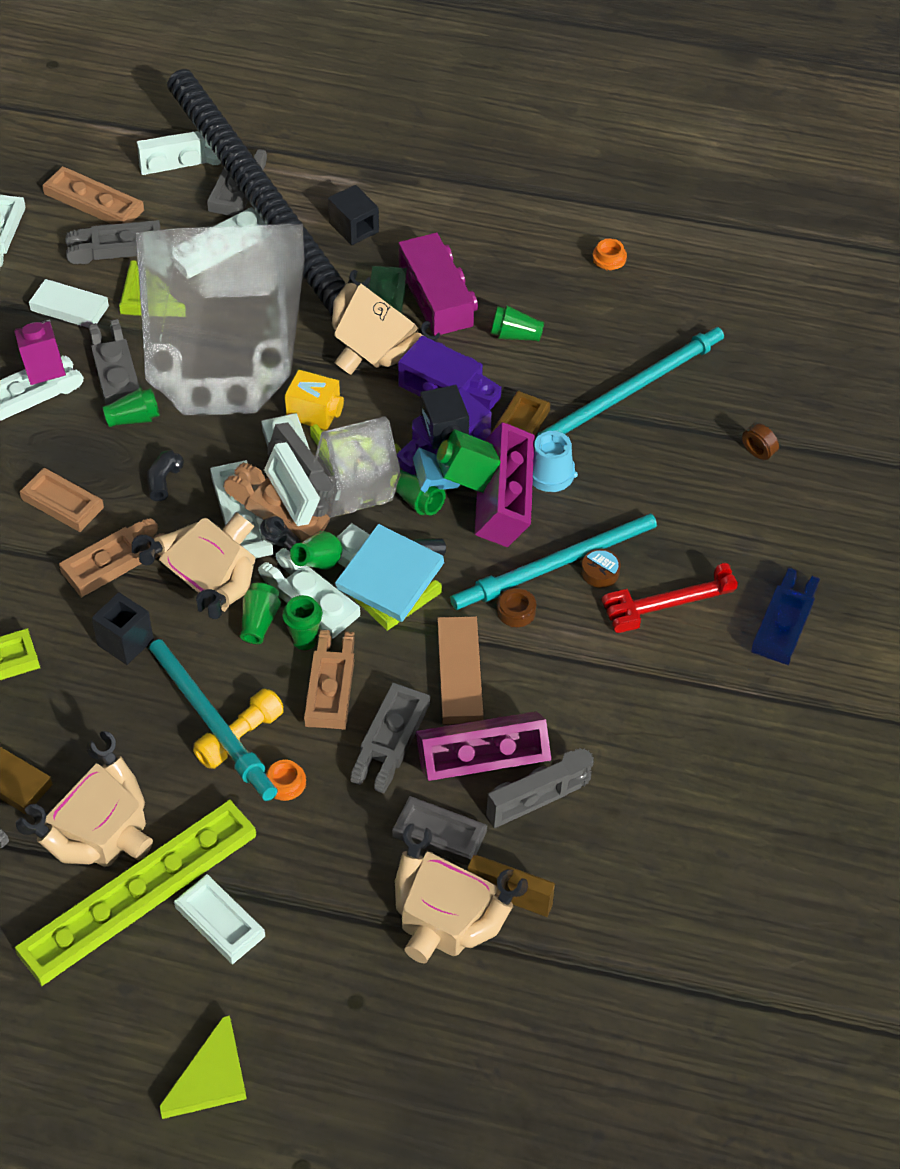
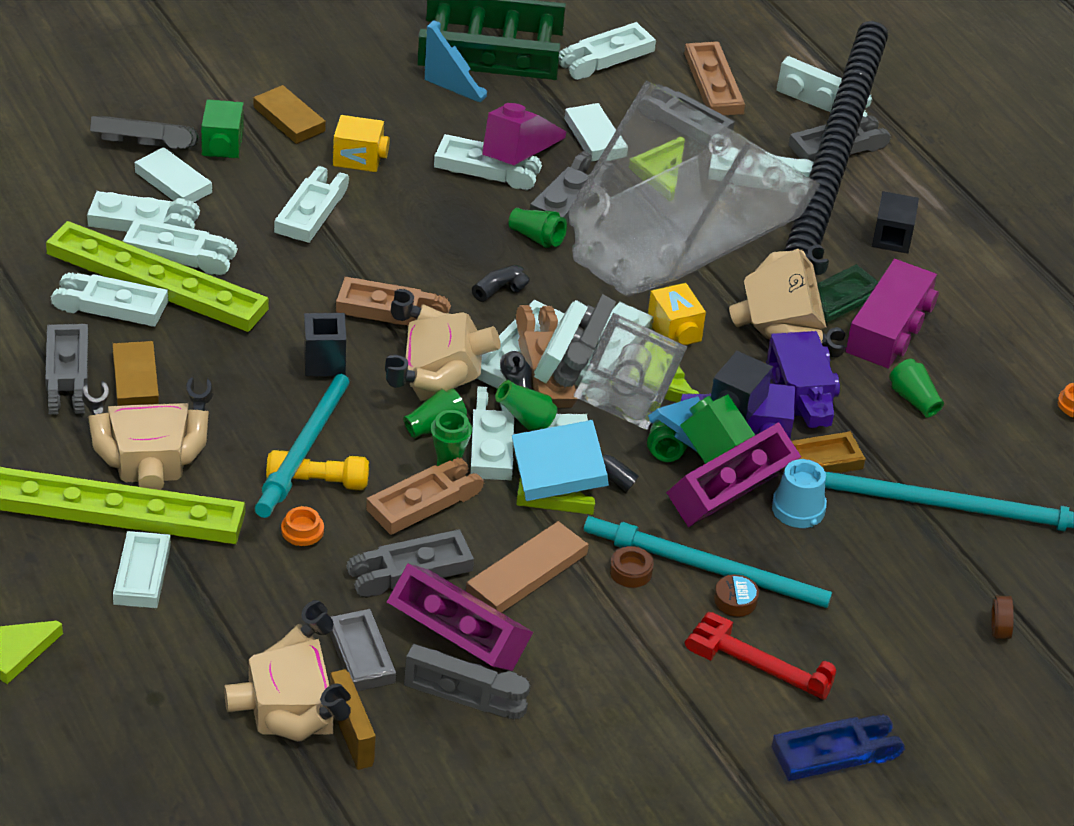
camera: 45 degrees right, 10 degrees down
(62, 499) = (411, 246): medium nougat tile -> none

